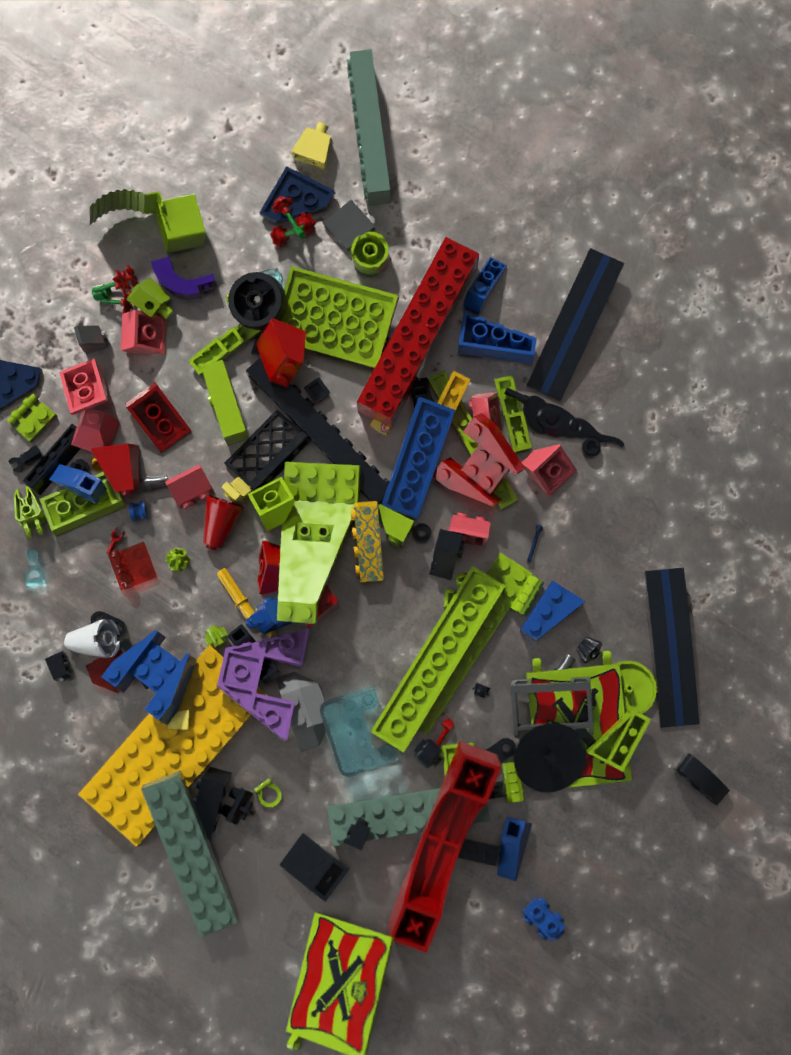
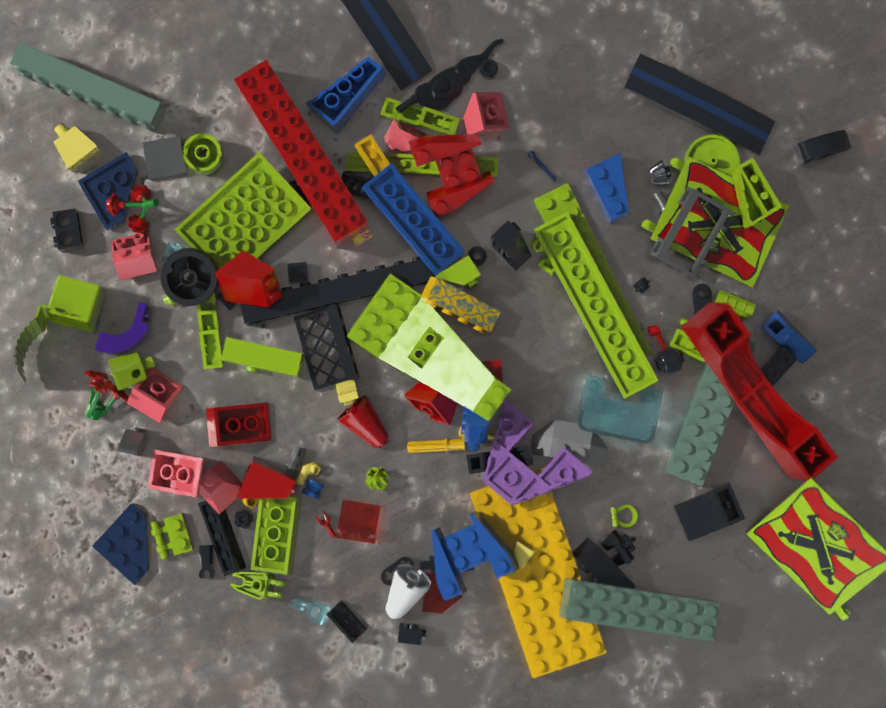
camera: 65 degrees left, 5 degrees up
(39, 605) = (346, 621): none -> black hinge
(79, 483) = (258, 526): blue slope -> none
(150, 496) = (307, 470): none -> light yellow arm
(190, 487) = (320, 431): coral slope -> none
(215, 636) = (464, 483): lime gear -> none
(244, 186) = (72, 228): none -> black brick
(250, 247) = (133, 256): none -> coral slope
(272, 503) = (378, 367): lime slope -> none
(358, 834) = (707, 458): black brick -> none
(473, 530) = (504, 208): coral slope -> none
(483, 285) = (291, 73): blue slope -> none
(527, 595) = (584, 198): lime axle -> none
(549, 924) = (867, 344): blue brick -> none
(550, 757) = (733, 260): black piece -> none

